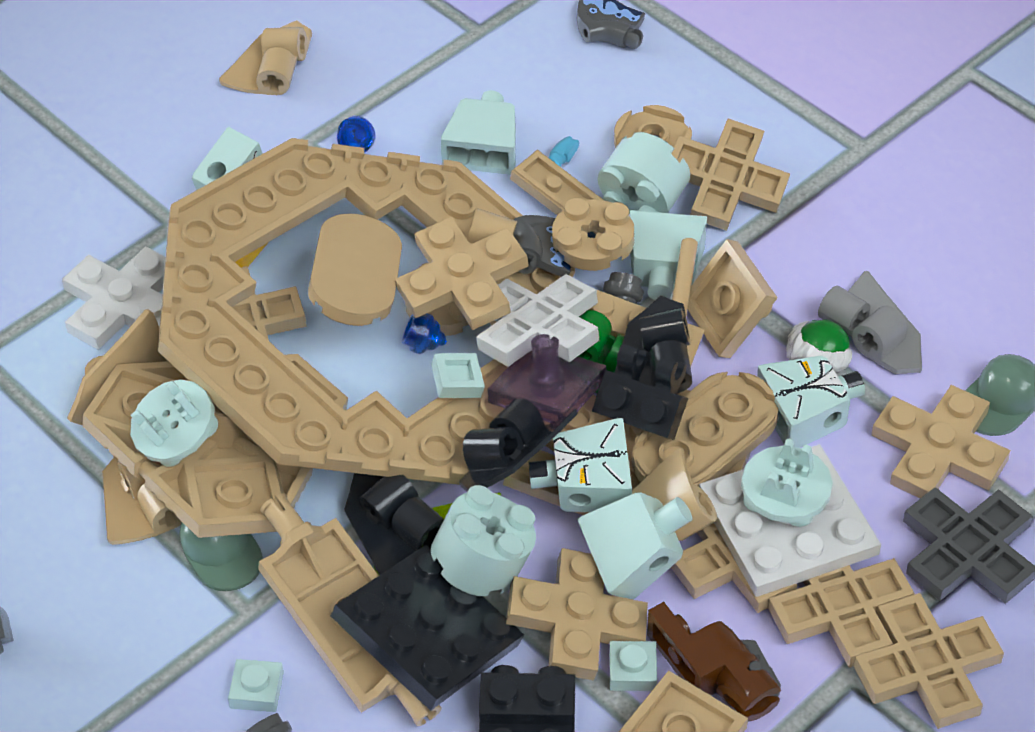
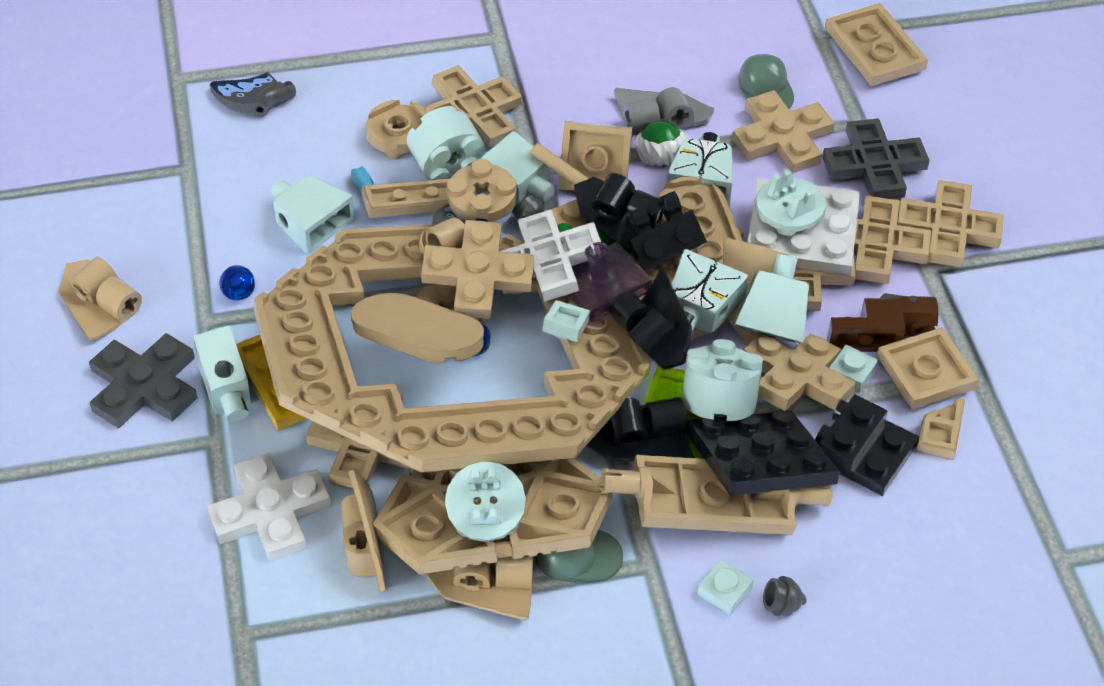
camera: 60 degrees left, 0 degrees up
(195, 136) = (142, 380): none -> dark grey plate

